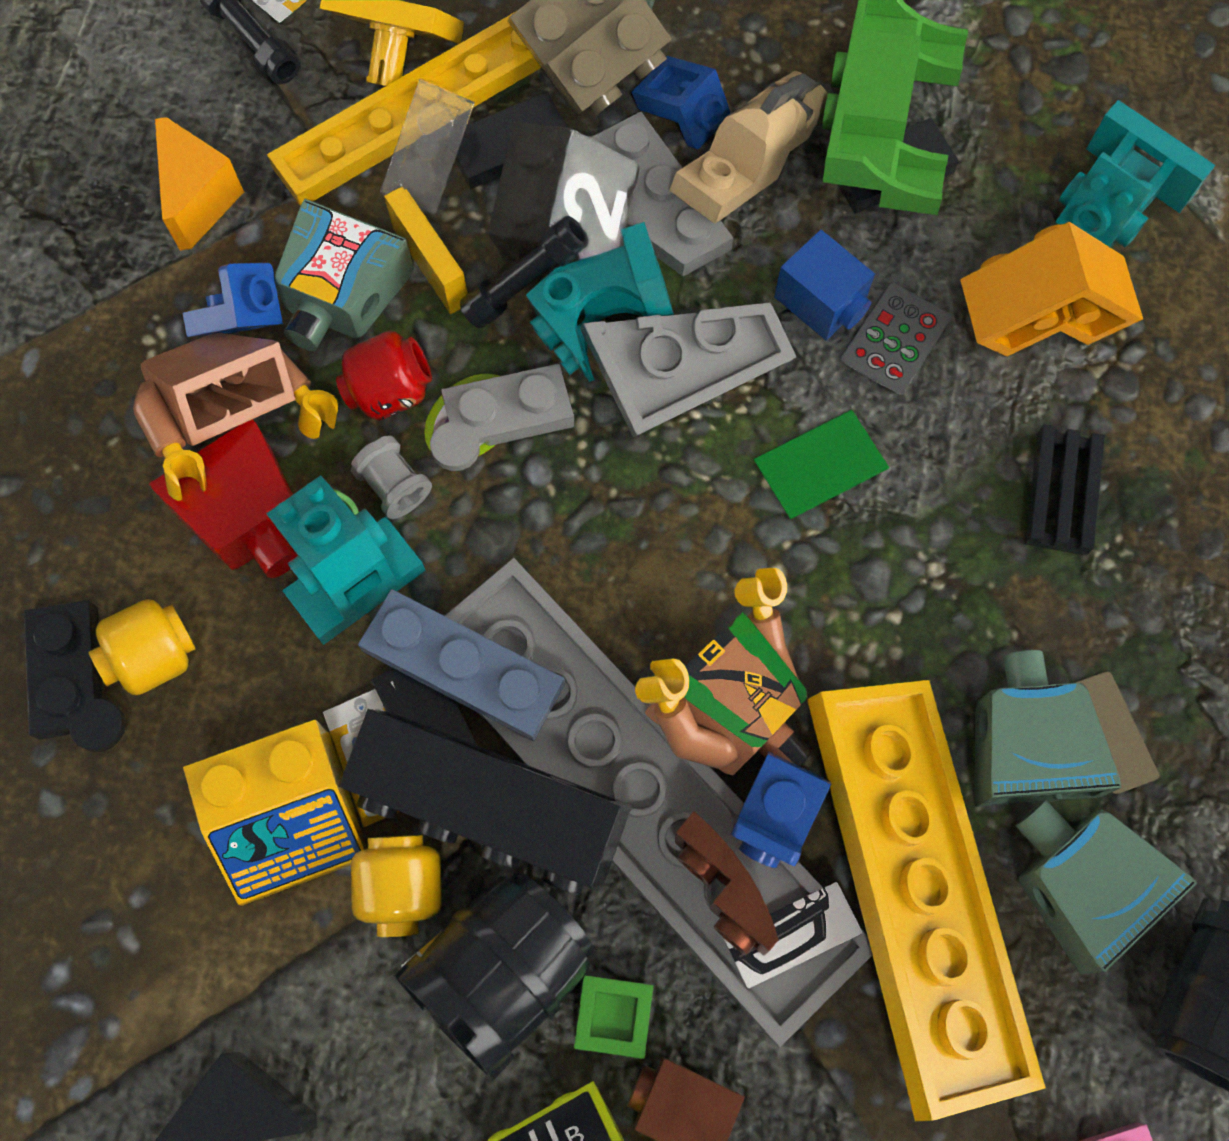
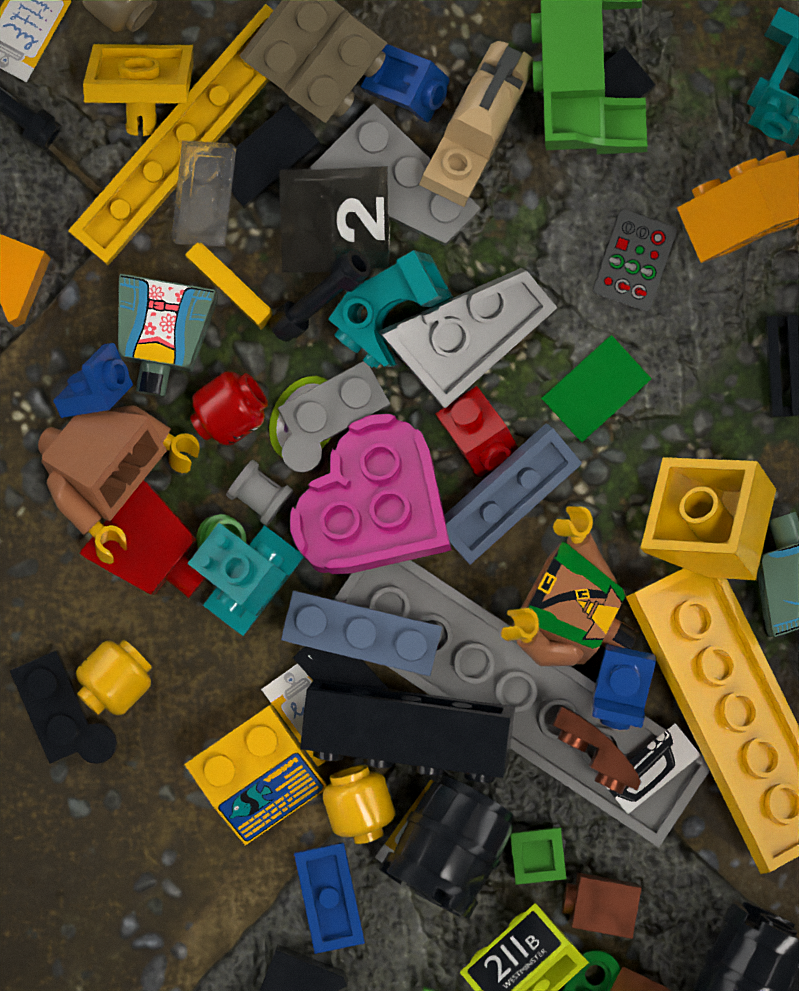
camera: 15 degrees left, 15 degrees up
(322, 1003) = (329, 897): none -> blue plate
(521, 517) = (374, 503): none -> dark pink plate
(671, 474) = (477, 431): none -> red bracket
(687, 548) = (509, 493): none -> sand blue plate
(825, 286) = (568, 237): blue brick -> none
(936, 628) = (710, 516): none -> yellow slope

